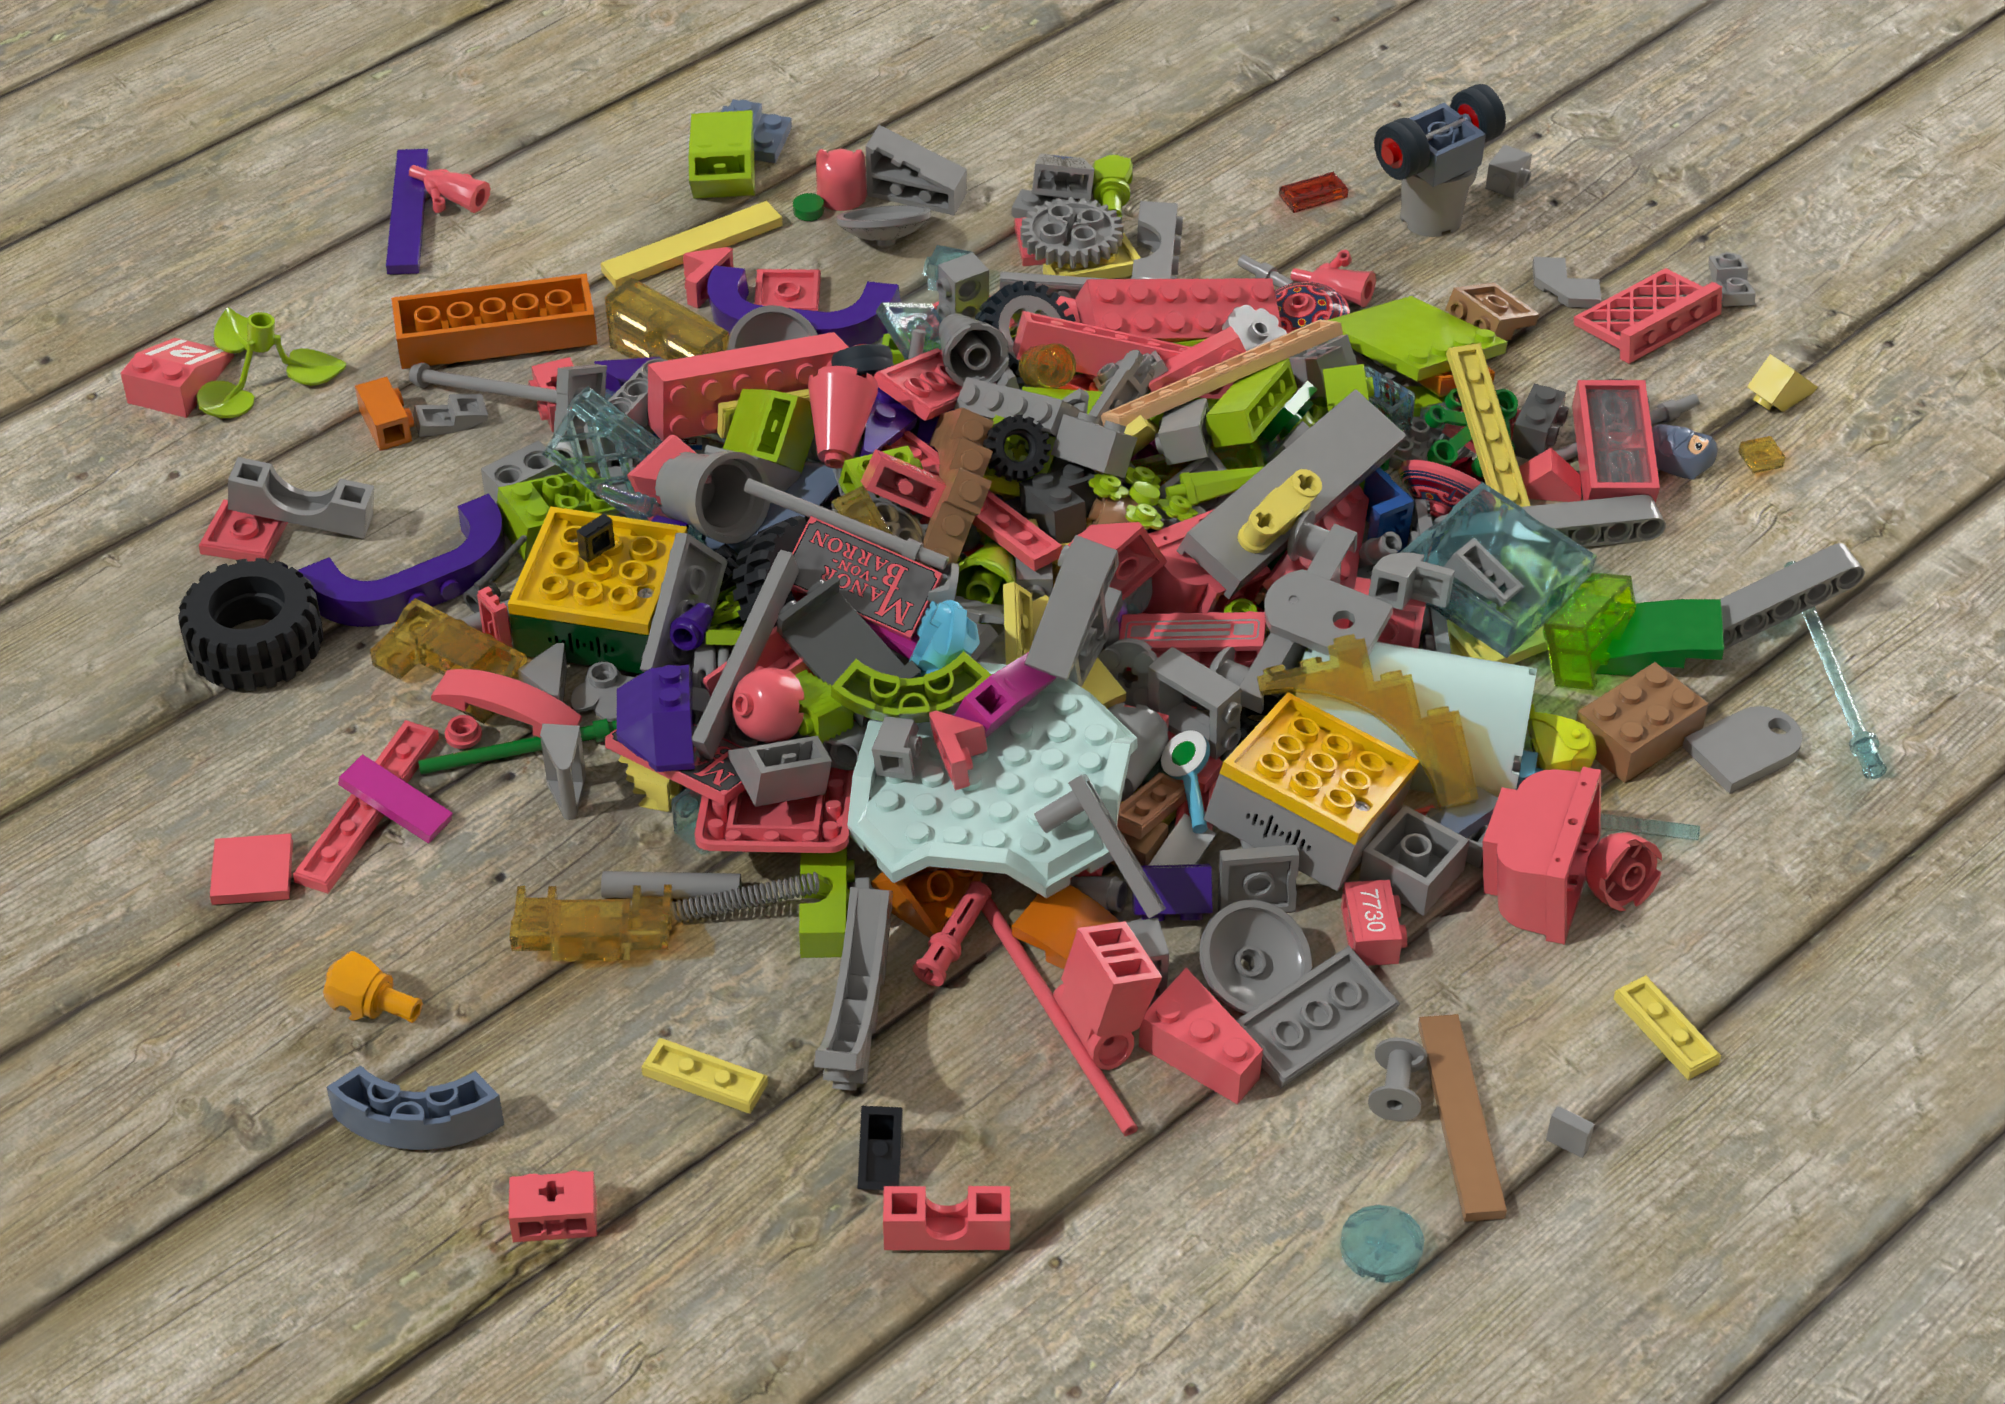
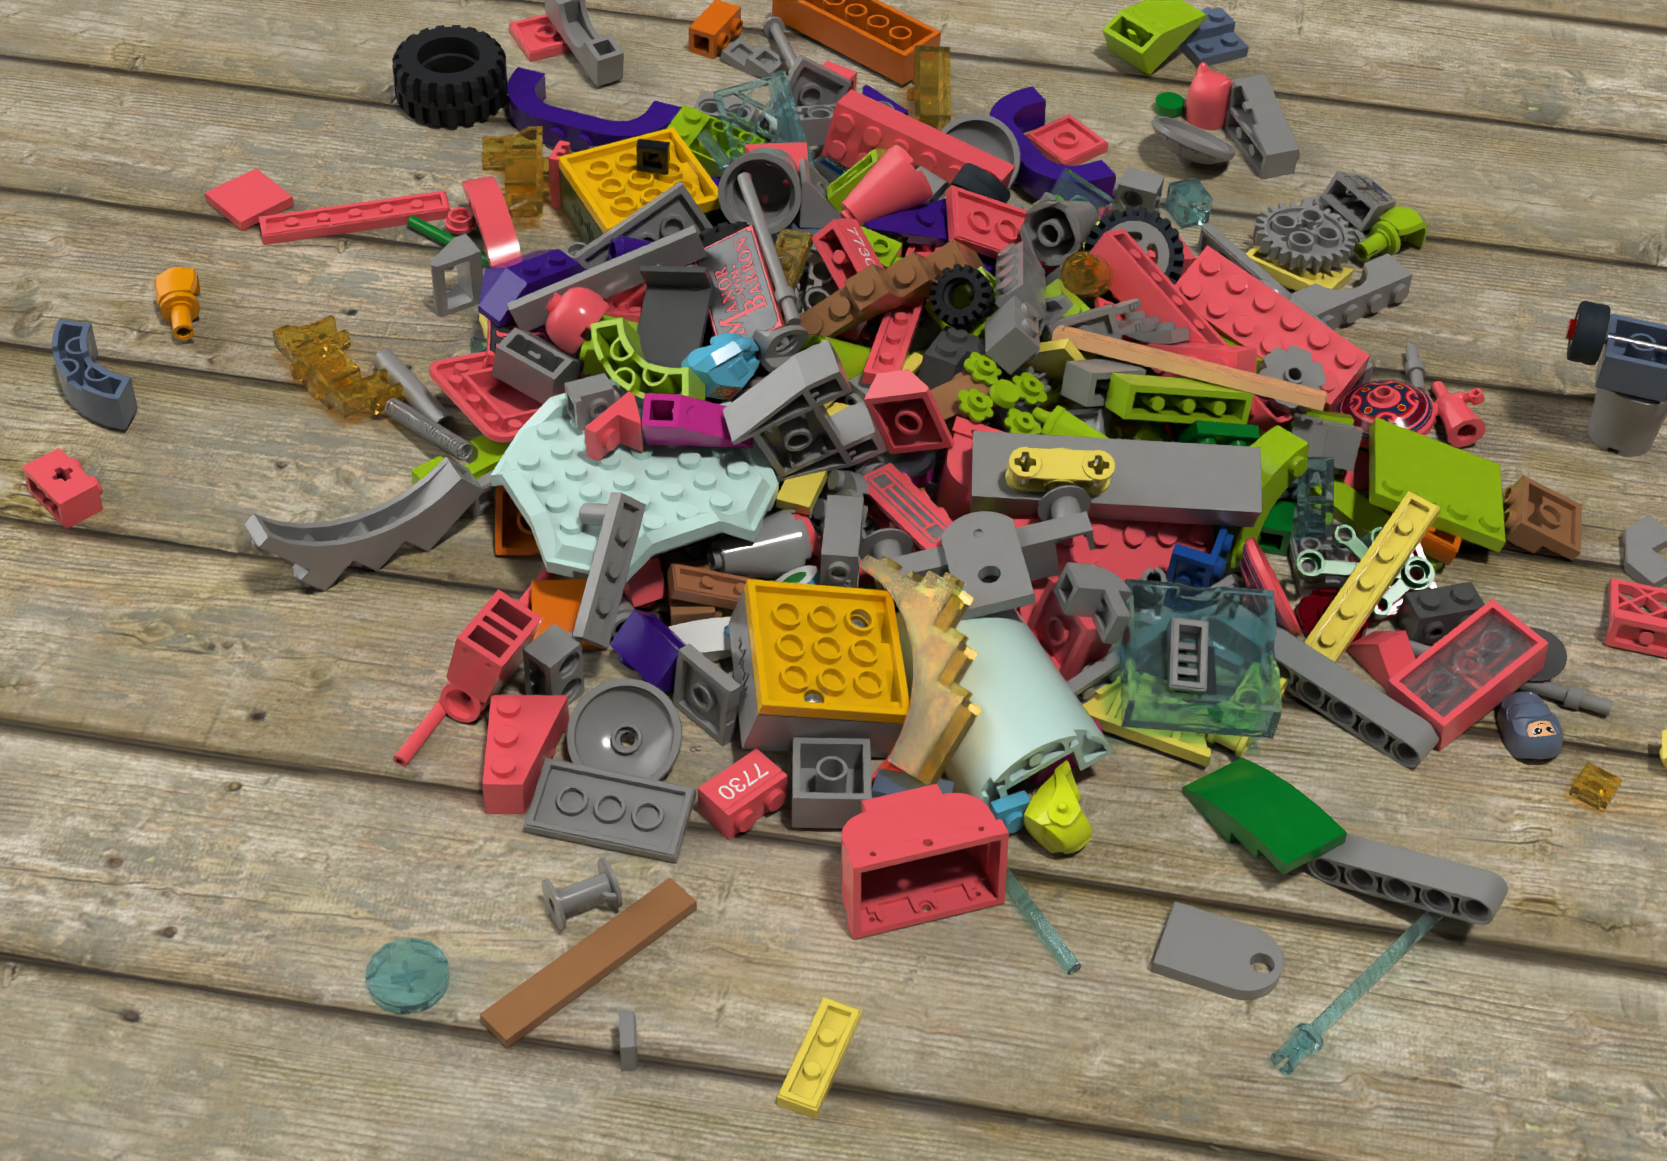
camera: 50 degrees right, 0 degrees up
(395, 798) = (364, 222): dark pink tile -> none
(547, 671) = (548, 229): light grey slope -> none
(698, 269) = (1046, 87): coral slope -> none
(705, 1075) = (251, 495): light yellow tile -> none
(712, 235) = (1058, 73): light yellow tile -> none
(880, 1147) = (251, 616): black slope -> none
(919, 1224) = (214, 705): coral arch -> none
(945, 945) = (483, 558): coral pin -> none
(1313, 192) = (1545, 348): clear red tile -> none
(1585, 627) = (1216, 758): clear neon green wedge -> none
(1623, 869) = (956, 929): coral cylinder -> none
(1642, 721) = (1153, 857): medium nougat brick -> none

